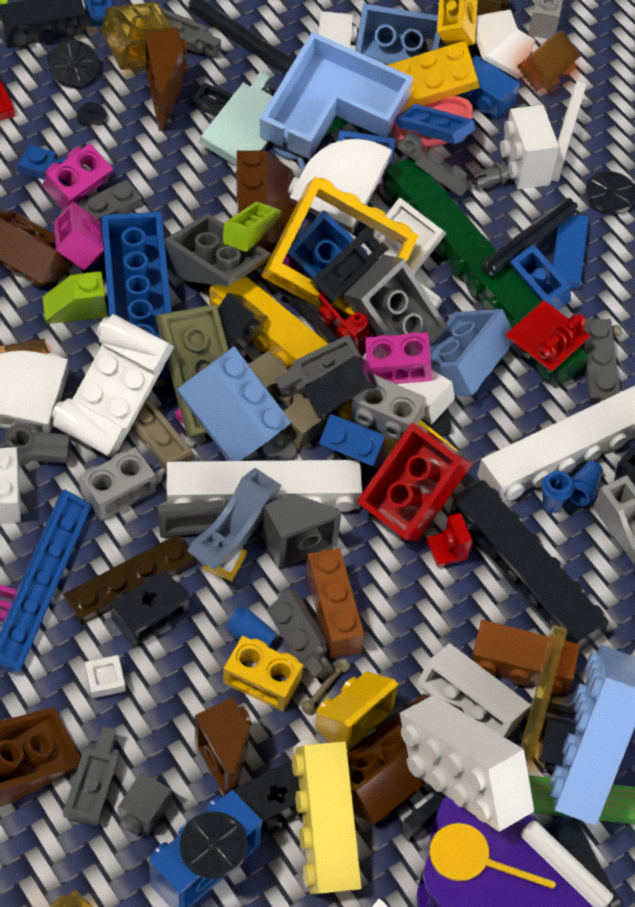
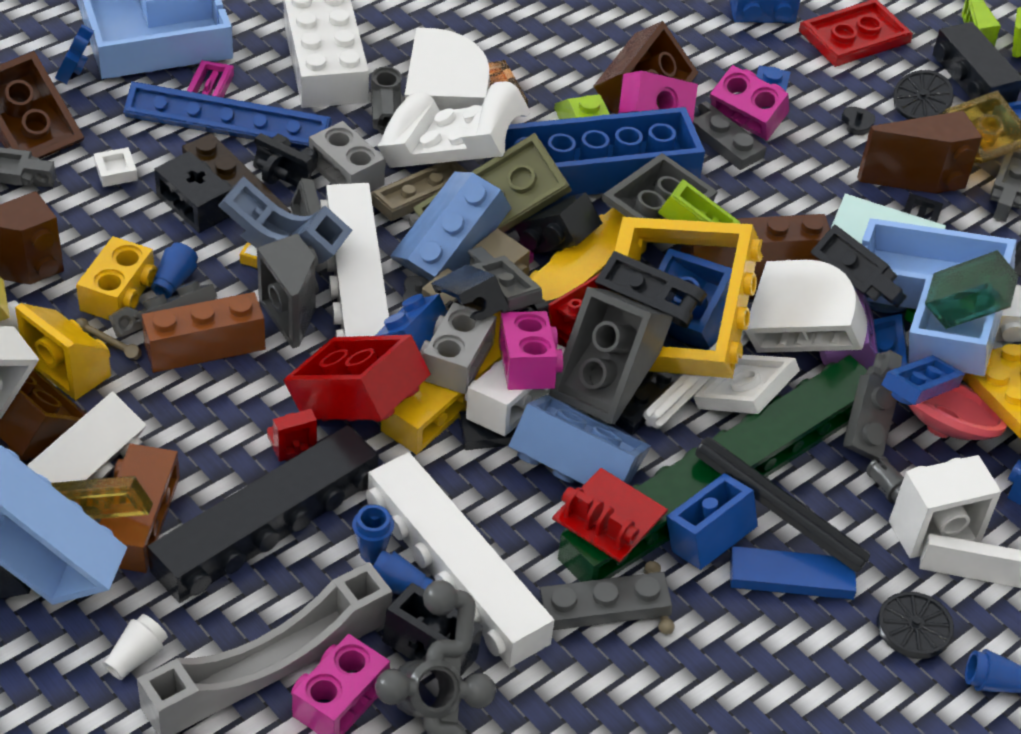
camera: 85 degrees right, 10 degrees down
(116, 537) = (283, 162): none -> black hips
(318, 135) = (864, 269): none -> black hinge
(361, 69) = (972, 289): none -> clear green brick

